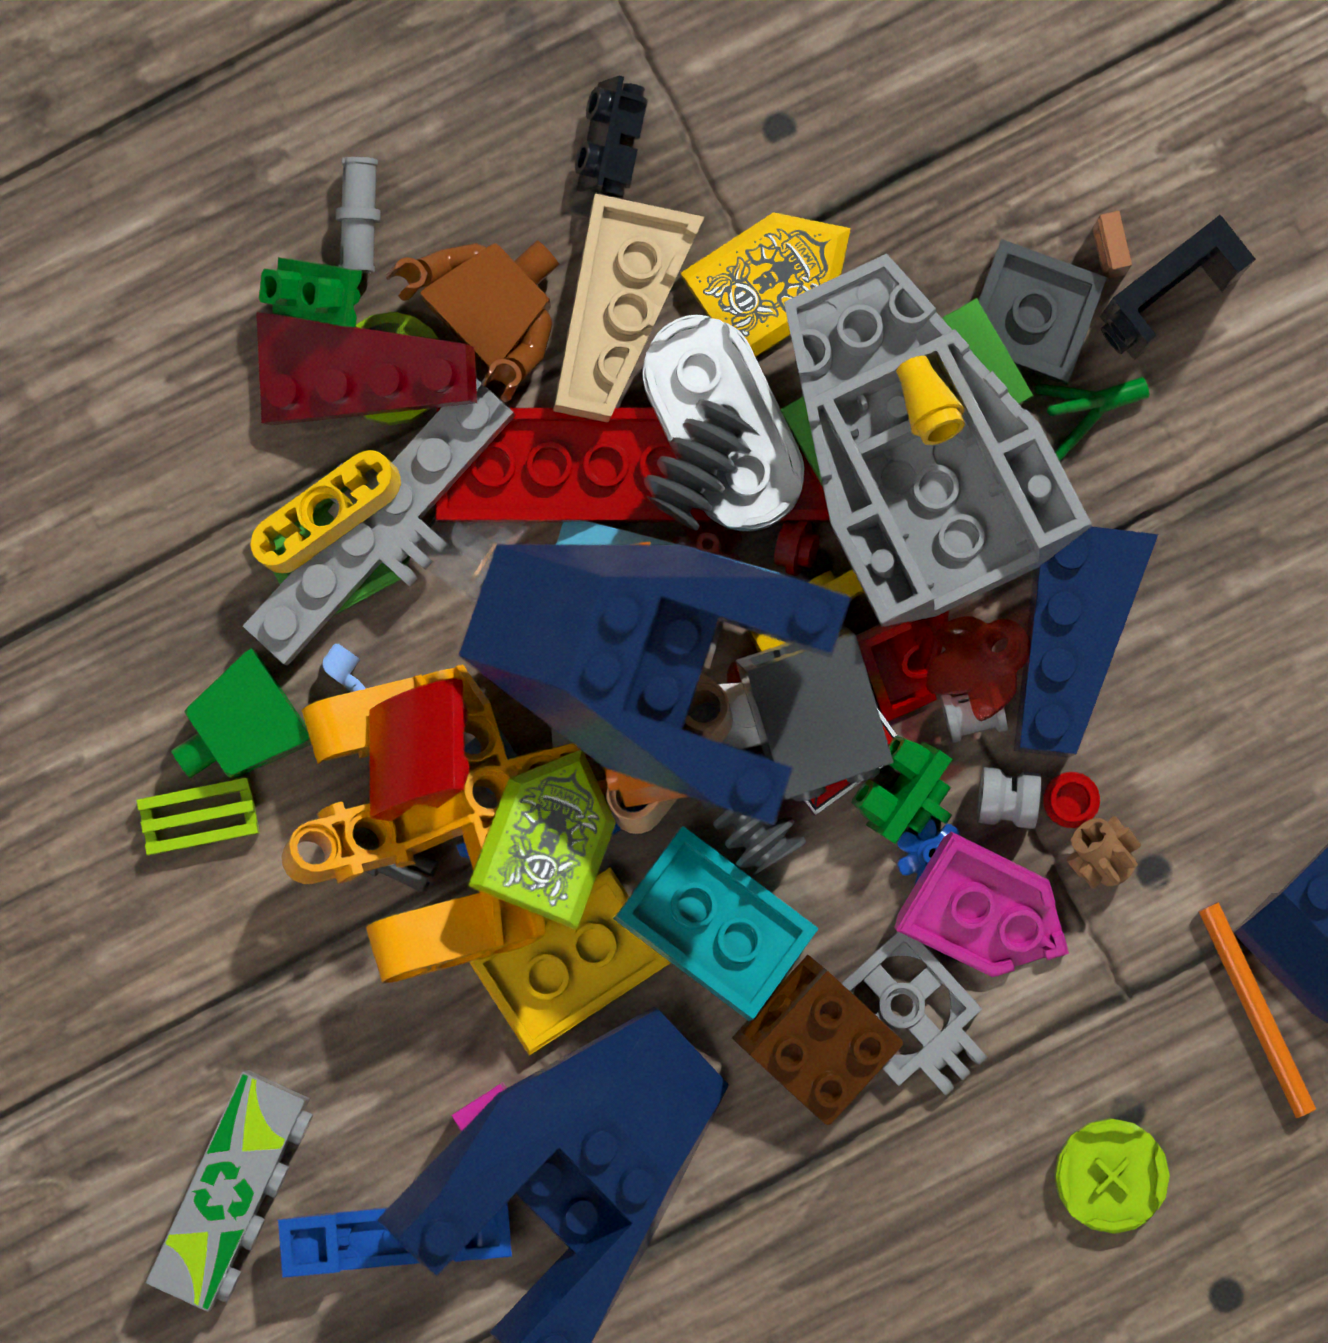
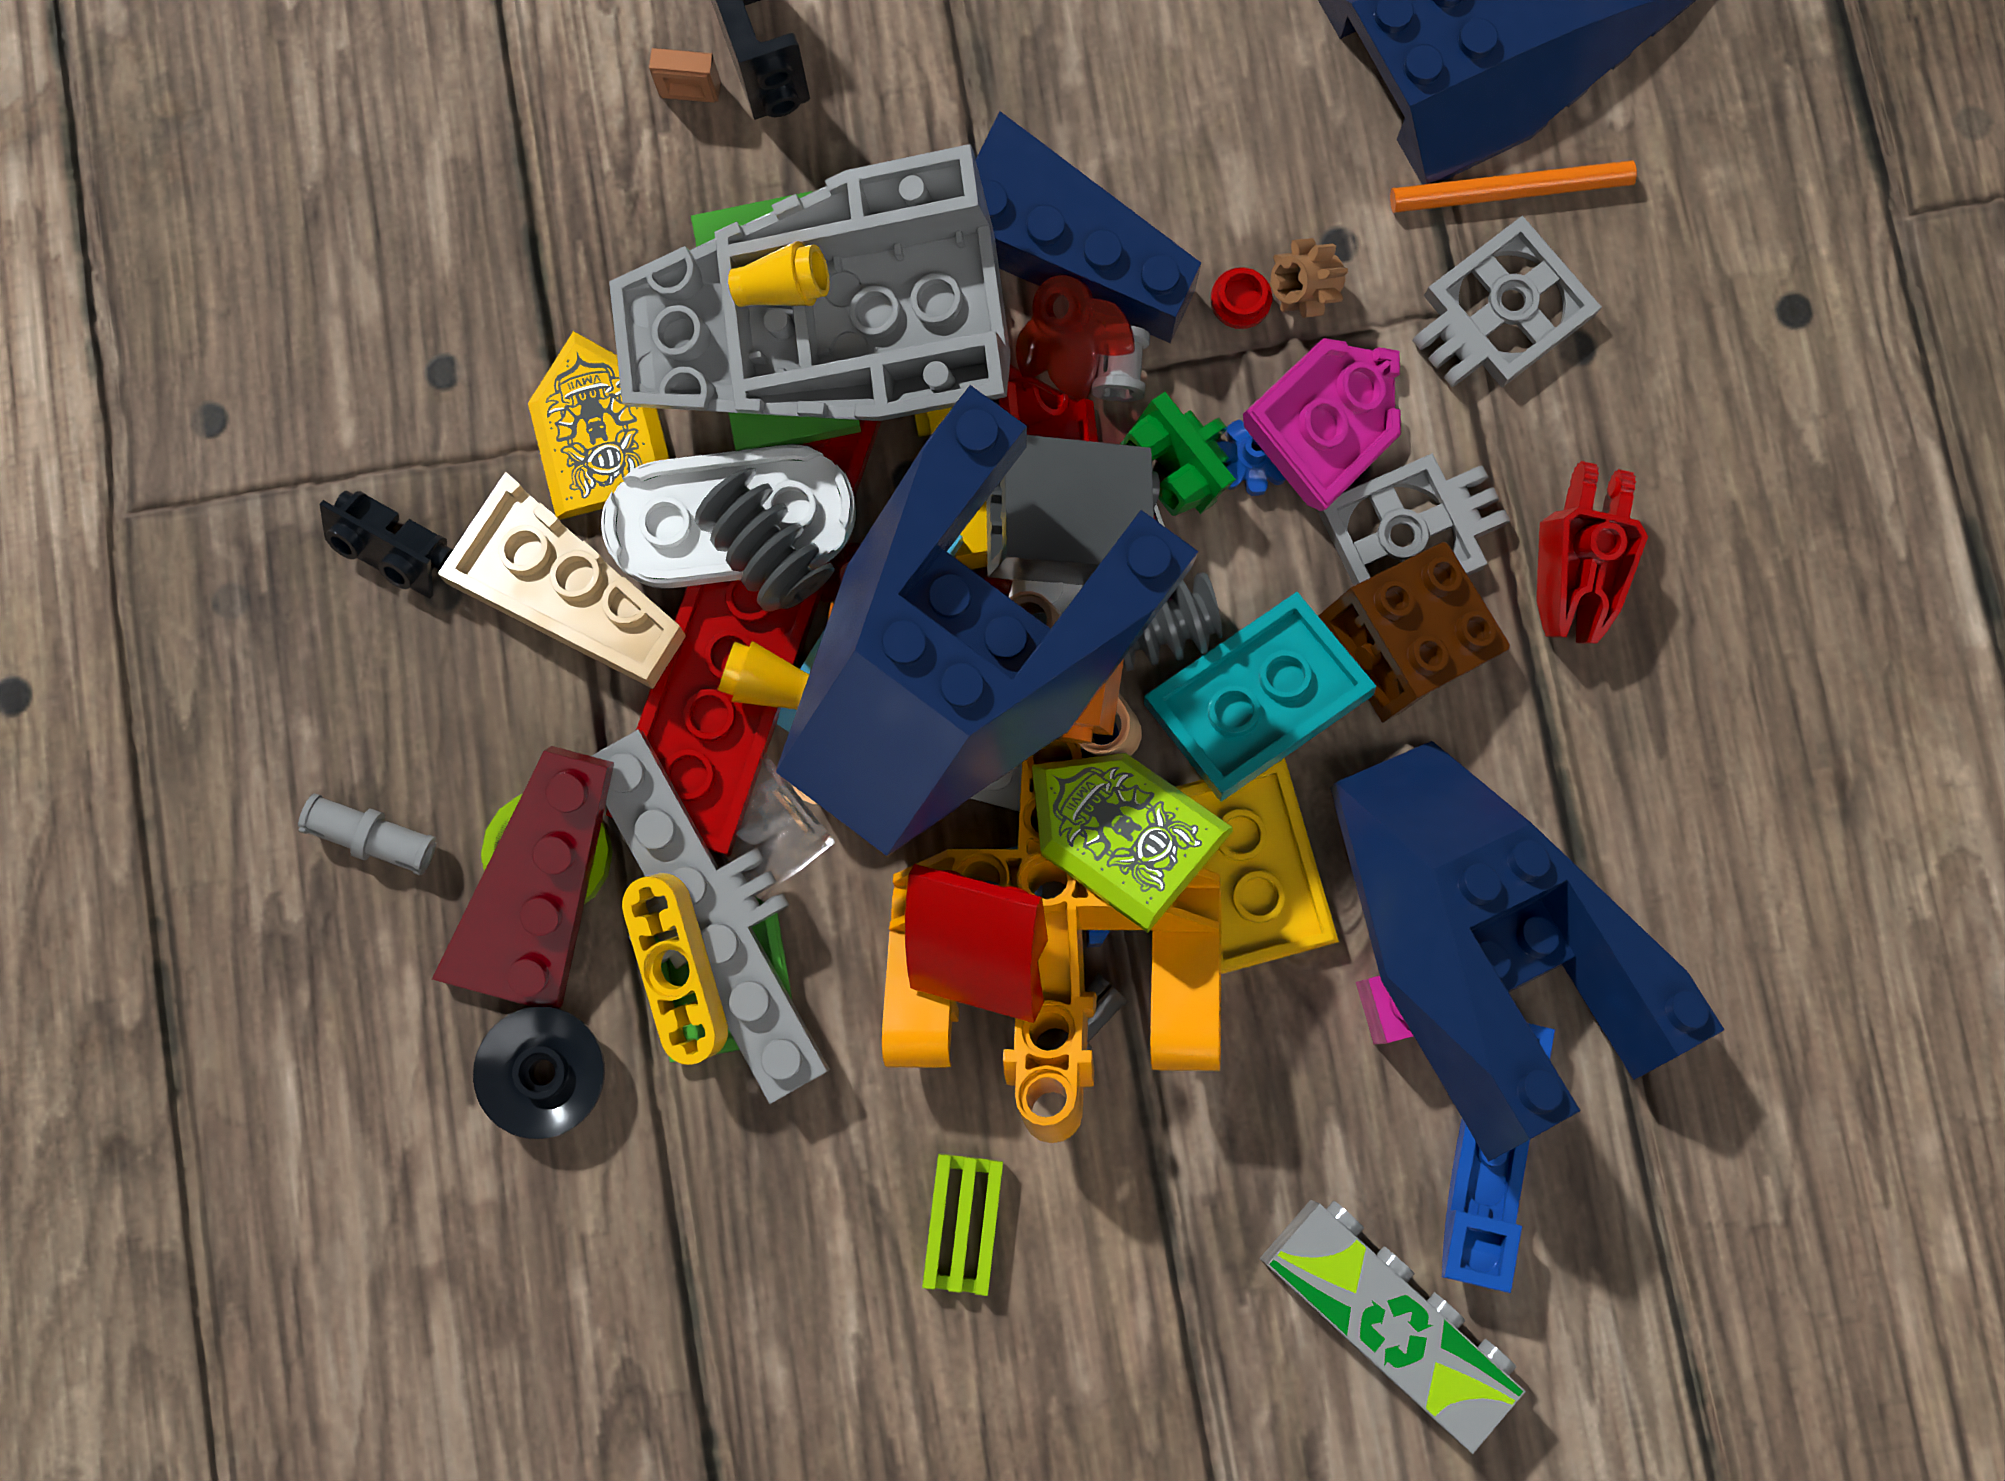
camera: 70 degrees left, 5 degrees down
(191, 405) = (507, 1064): none -> black dish
(241, 722) = (875, 1140): green torso -> none
(312, 291) = (429, 907): green hips -> none
(340, 664) = (849, 1013): light blue hand -> none
(488, 303) = (508, 720): dark orange torso -> none
(590, 502) = (762, 678): none -> yellow cone
(796, 547) = (879, 483): red plate -> none
(929, 1169) = (1588, 556): none -> red hinge
(1009, 798) = (1221, 355): light grey wheel -> none
(1040, 309) = (723, 163): dark grey plate -> none
(1097, 401) = (840, 140): green plant -> none
(1102, 1009) = (1468, 335): none -> light grey piece
(1111, 1175) = (1641, 382): lime tile -> none

